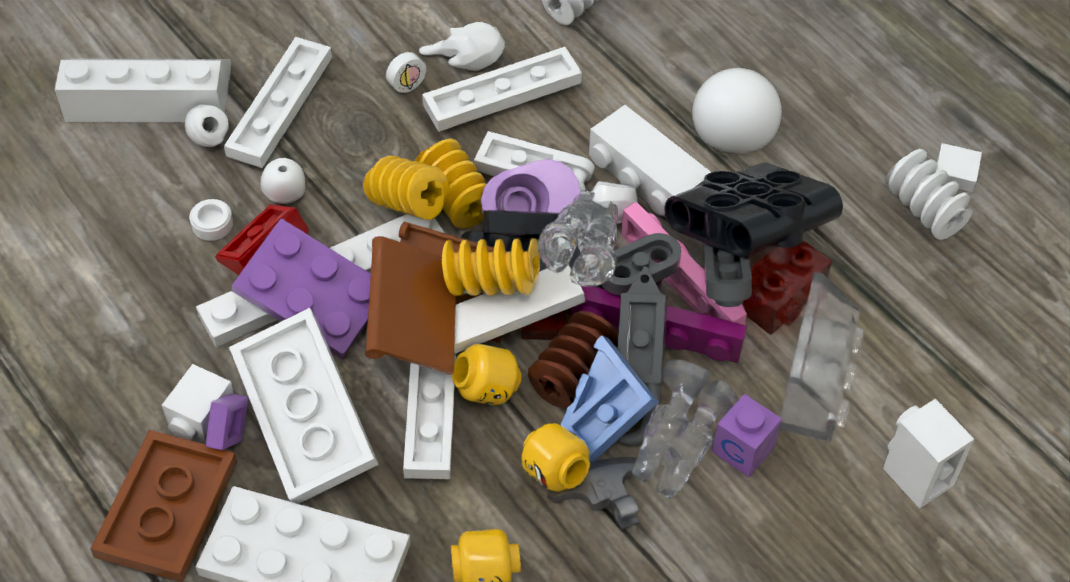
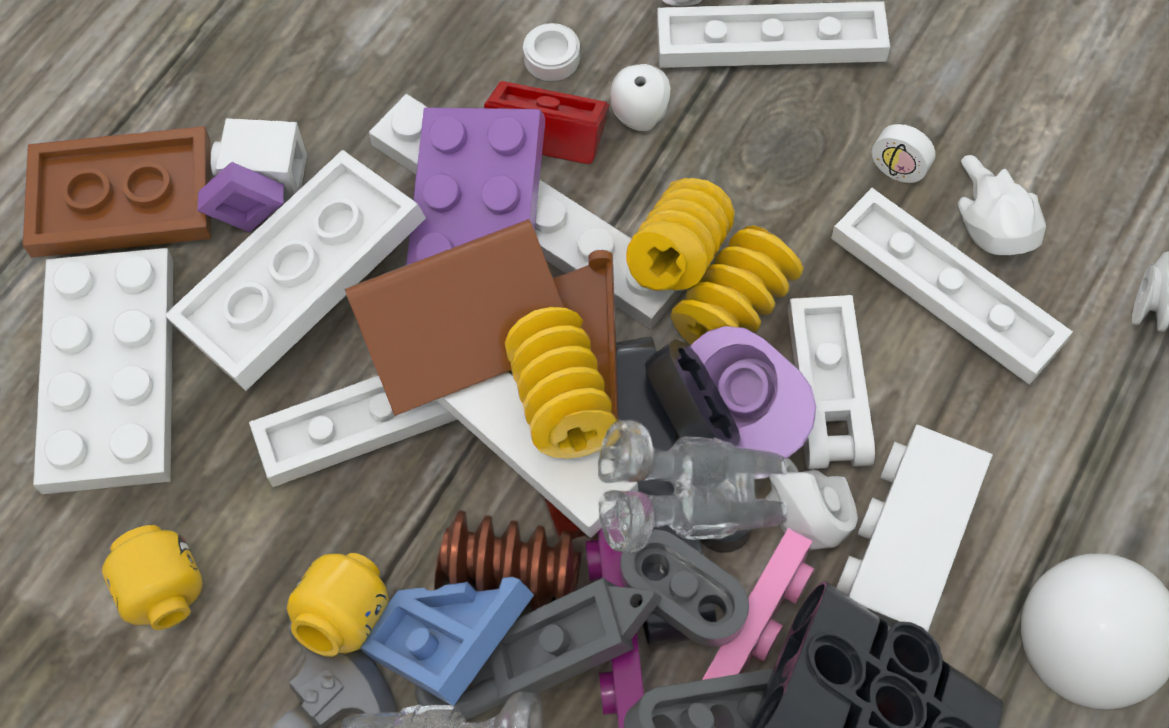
camera: 70 degrees right, 10 degrees up
(486, 374) = (432, 462): yellow head -> none

